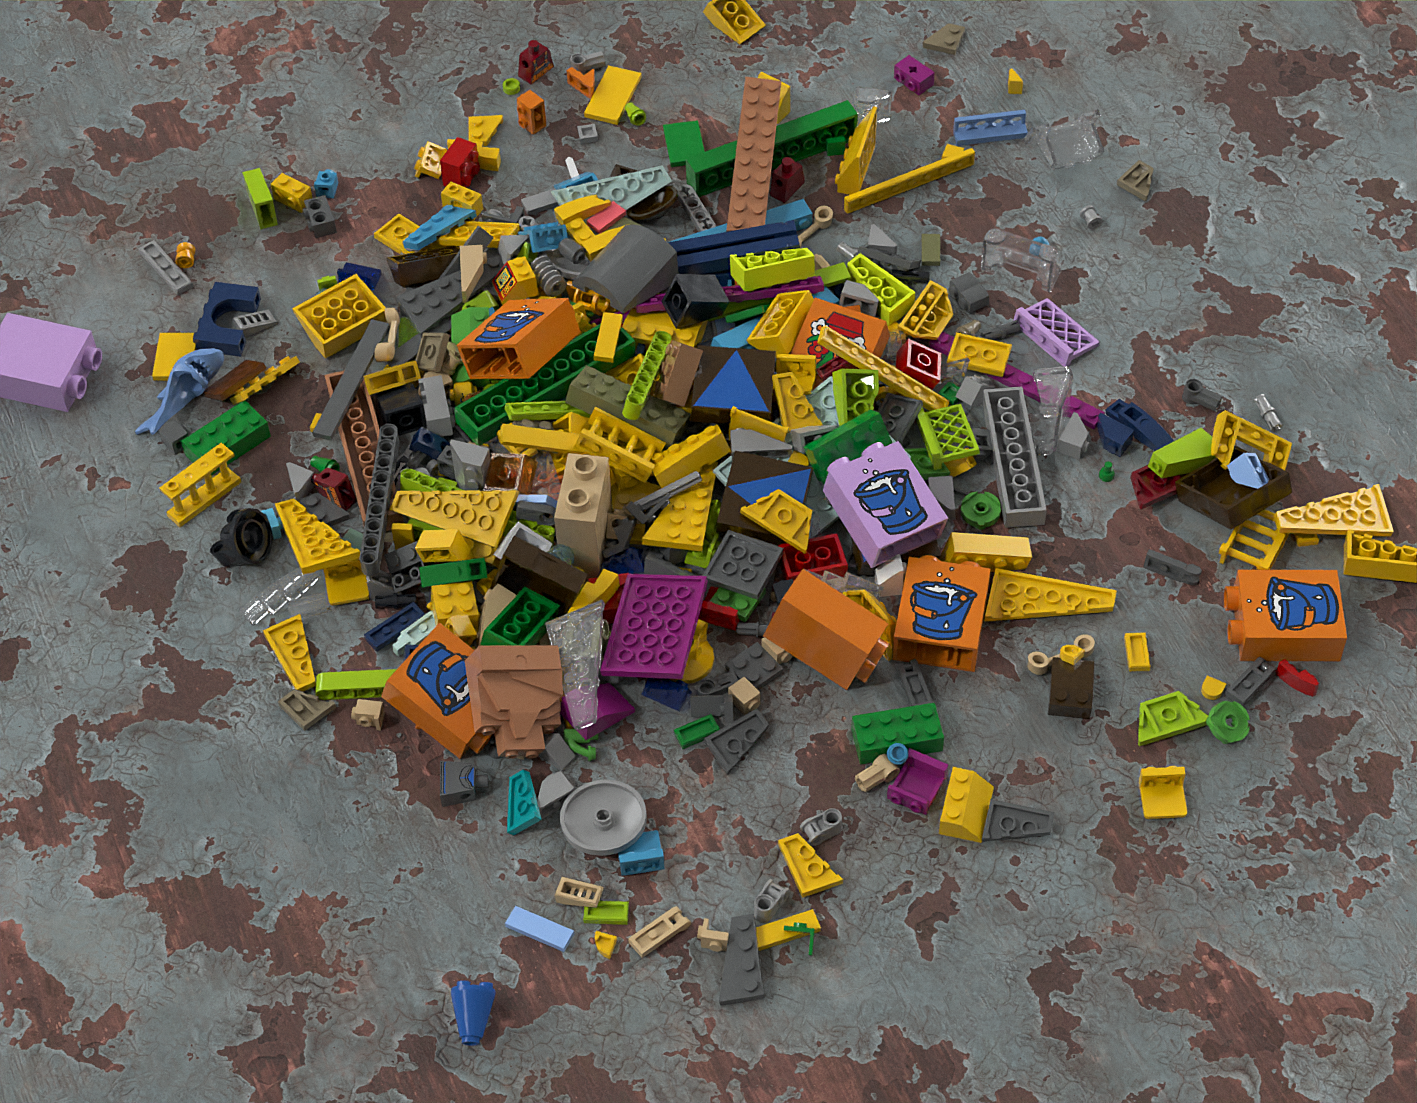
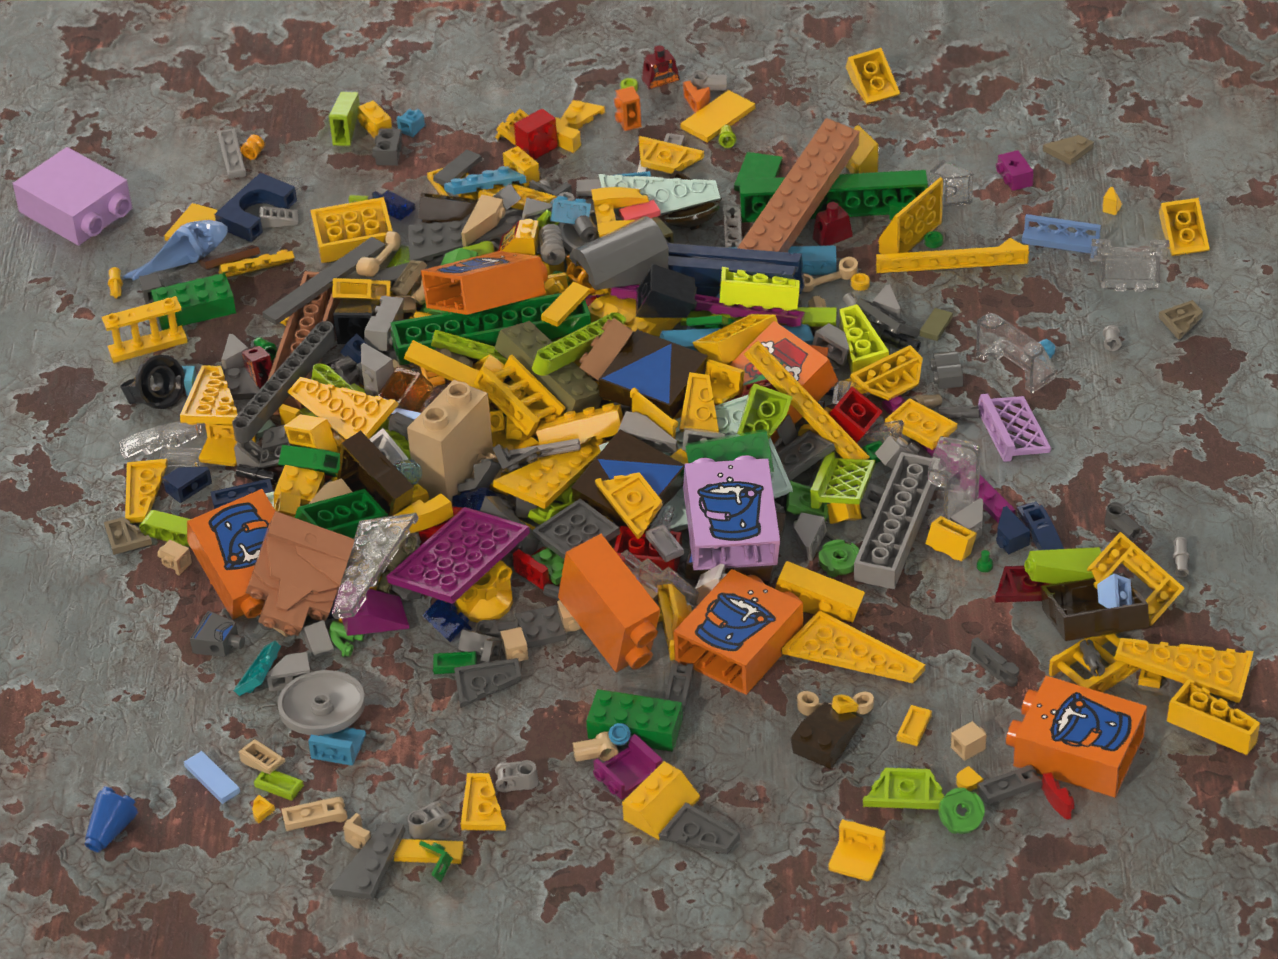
camera: 25 degrees right, 10 degrees down
(132, 441) = (115, 282): none -> yellow axle
(332, 632) = (186, 482): none -> dark blue slope
(402, 220) = (457, 167): none -> dark grey tile
(589, 150) = (666, 156): none -> yellow wing
(830, 549) = (664, 543): none -> light grey tile
(839, 227) = (860, 282): none -> yellow tile
(879, 165) = (933, 239): none -> green tile
(1070, 460) = (951, 538): none -> yellow brick
(1091, 88) = (1184, 226): none -> yellow slope
(1194, 651) = (968, 740): none -> tan brick
(1257, 537) = (1092, 657): none -> dark grey pin

